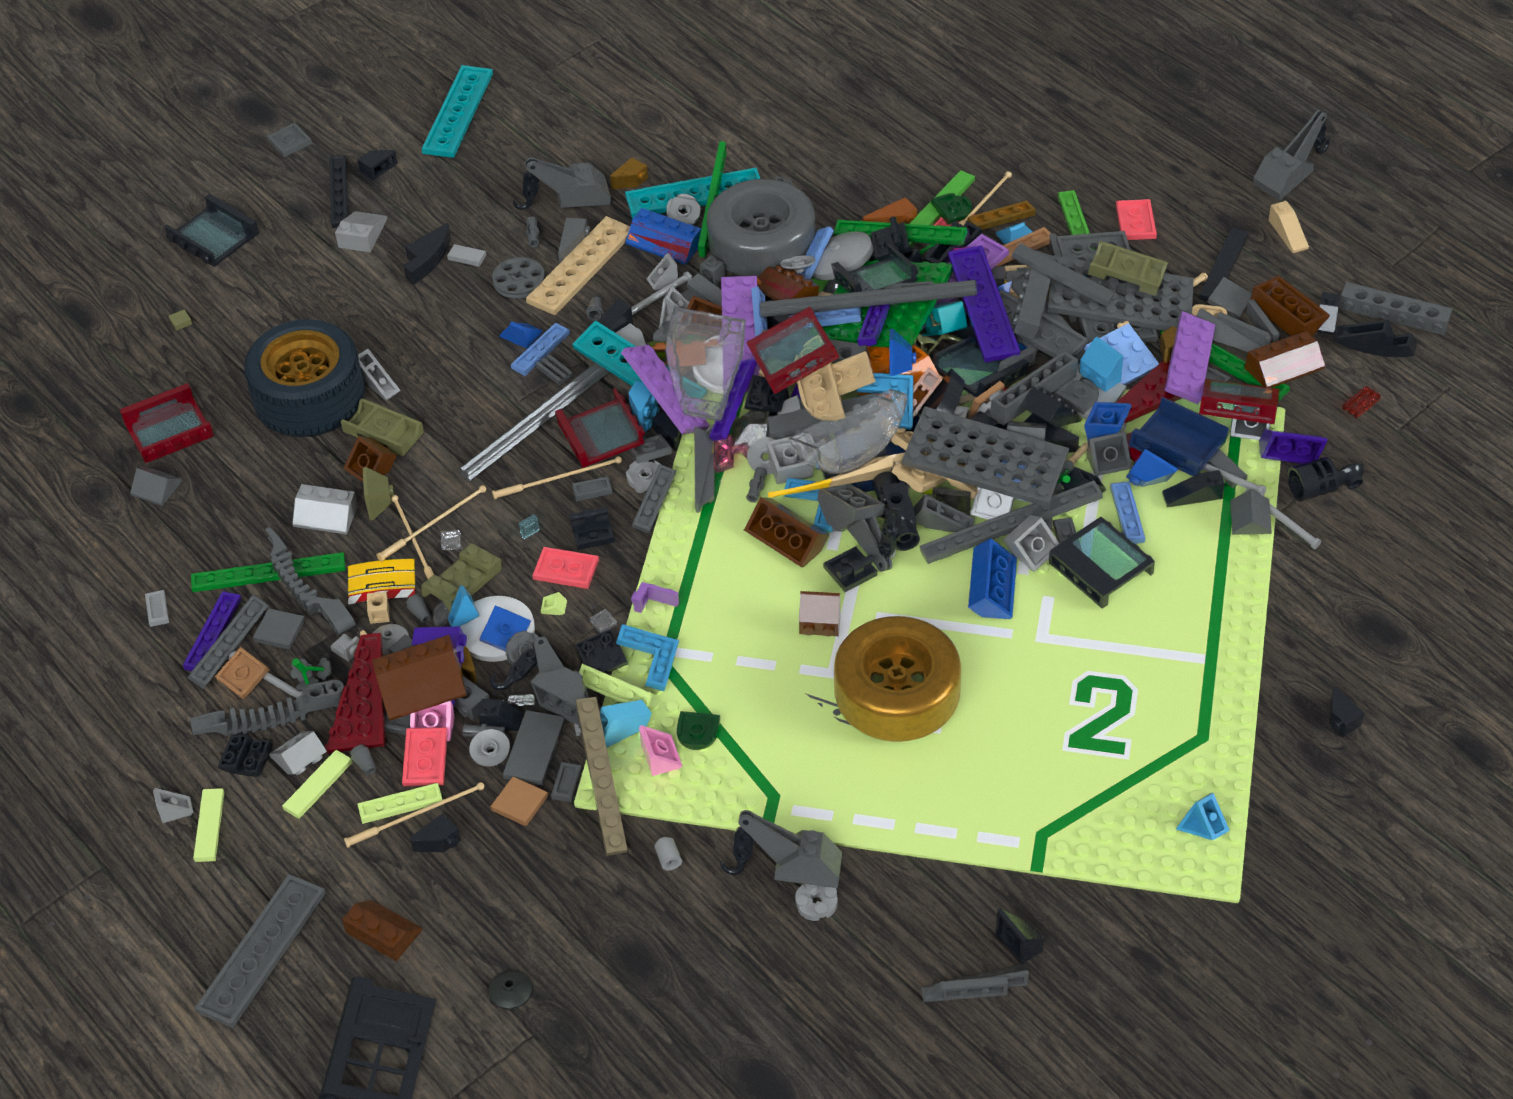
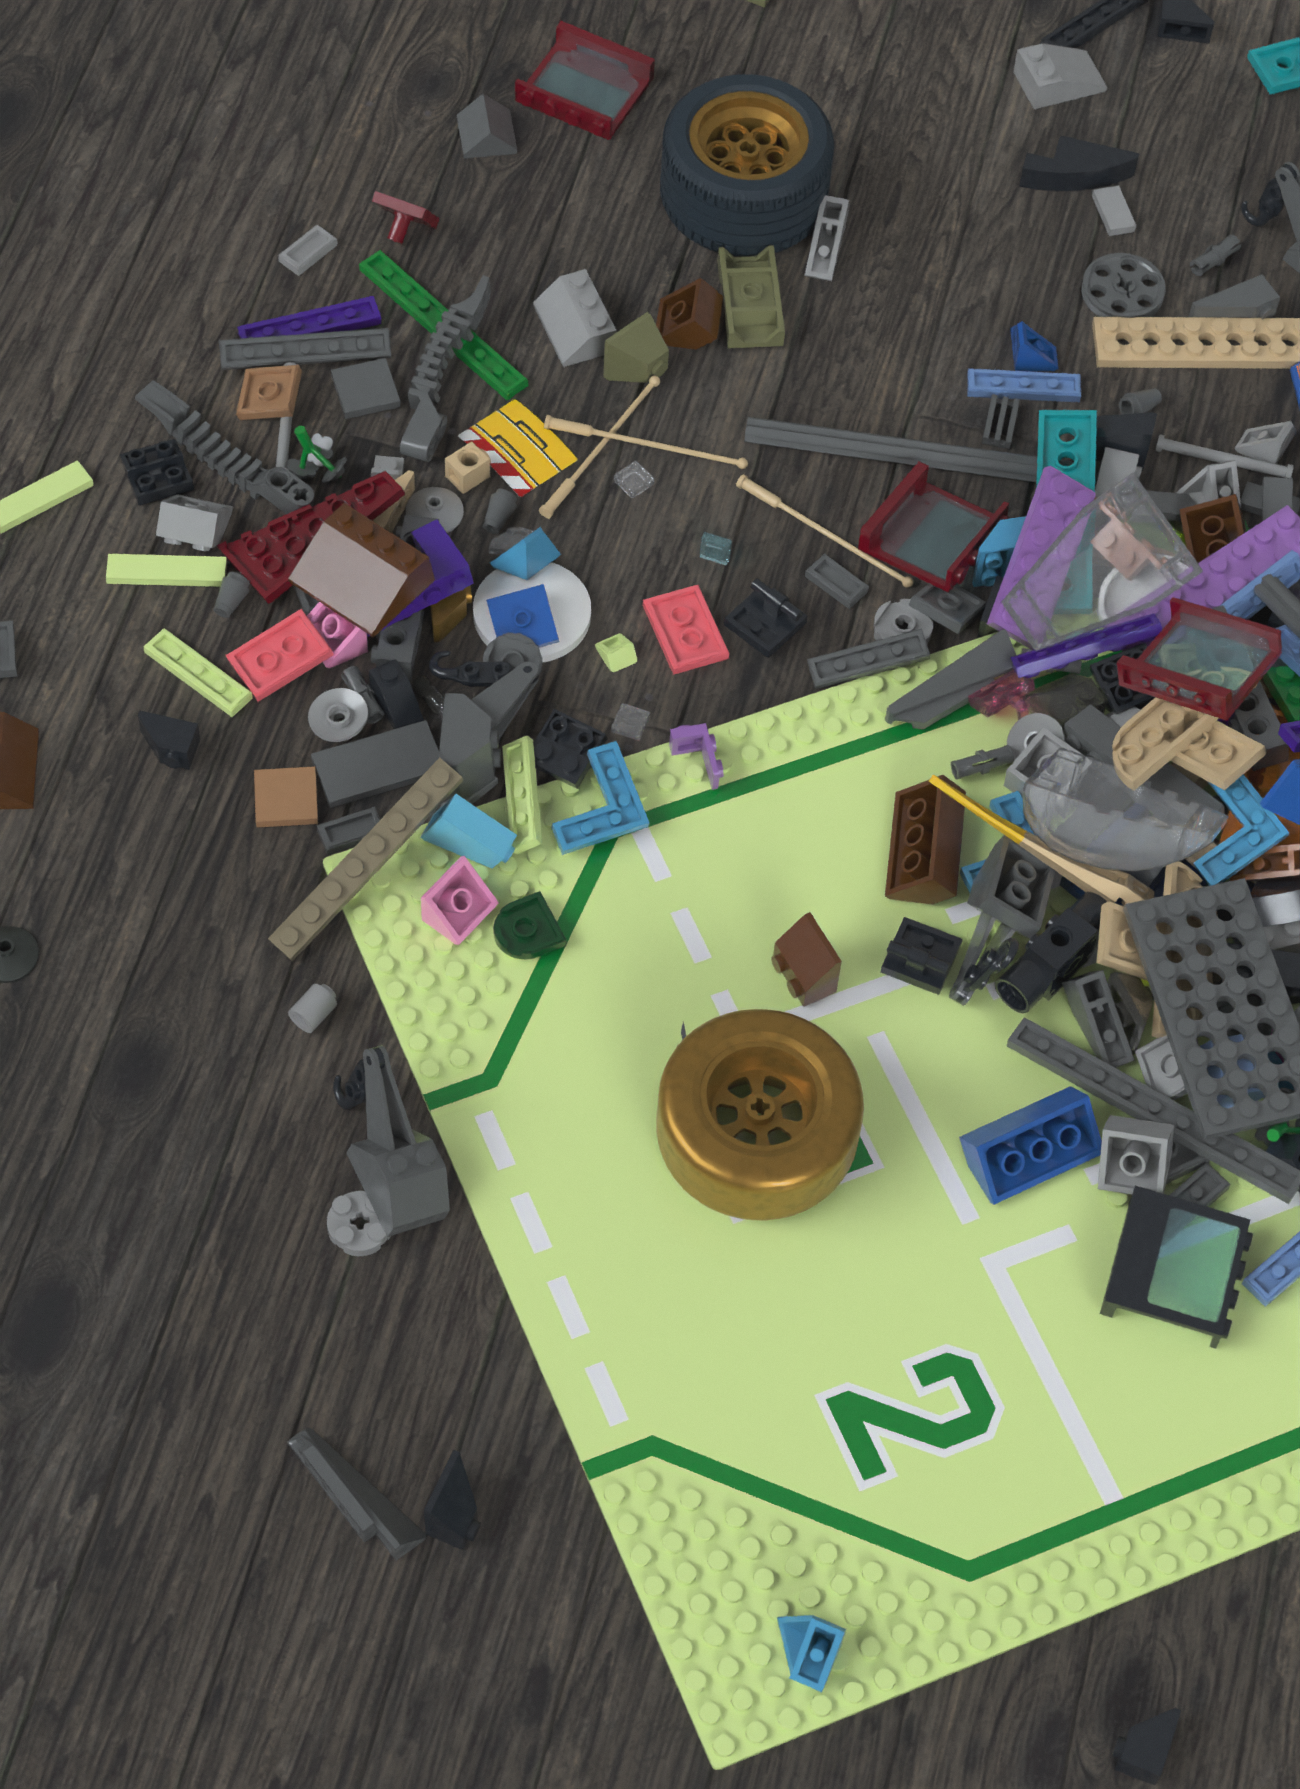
camera: 50 degrees right, 10 degrees up
(172, 805) = (33, 440): light grey slope -> none
(182, 547) = (404, 214): none -> dark red tile
(375, 830) = (138, 670): tan piece -> none
(471, 571) = (581, 527): olive piece -> none

